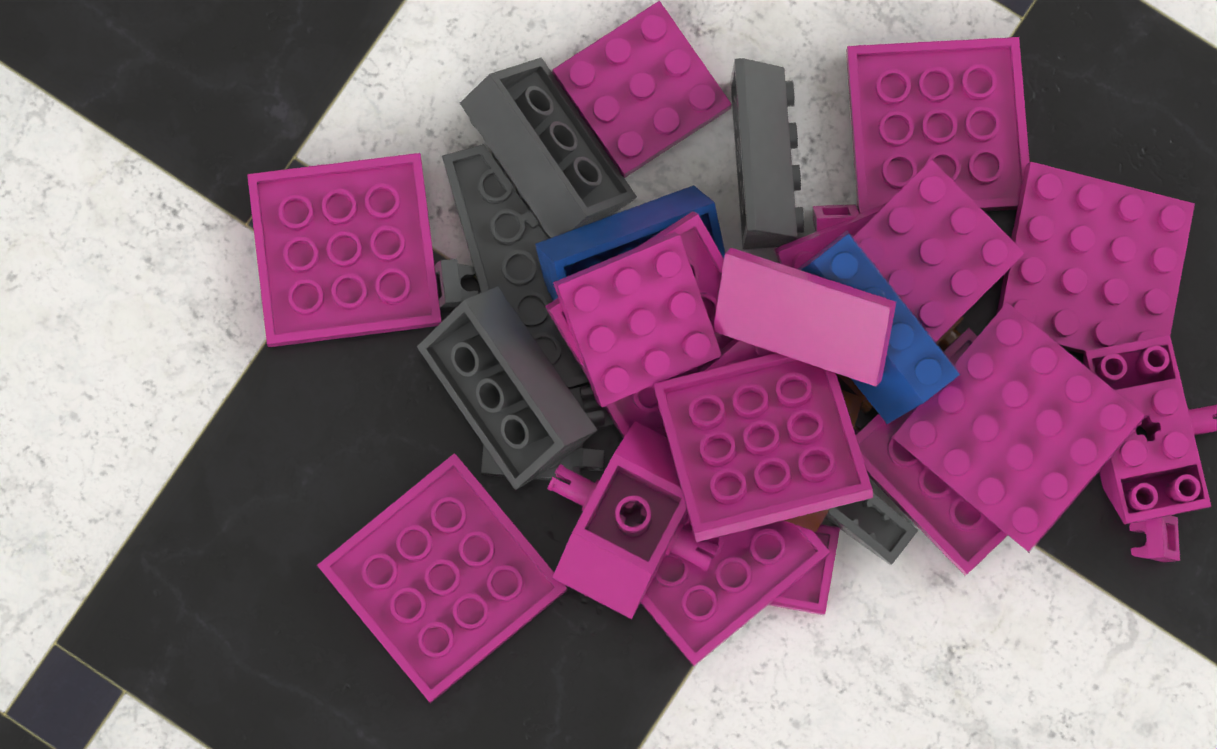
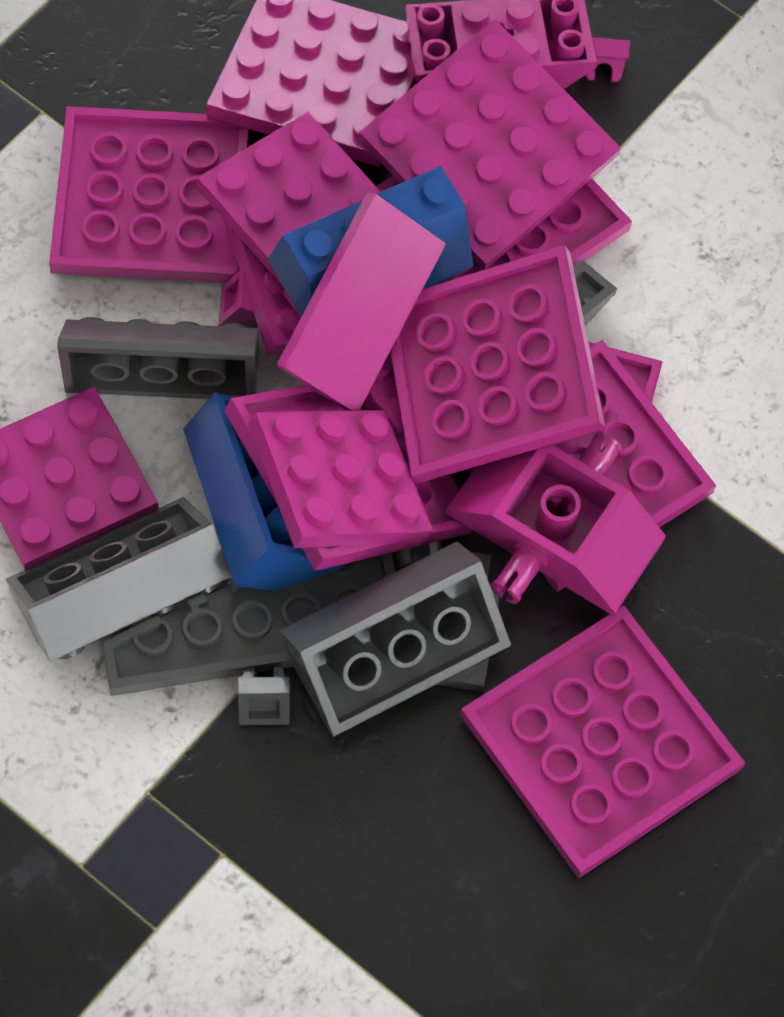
camera: 85 degrees left, 15 degrees down
(344, 250) = (204, 813): dark pink plate -> none

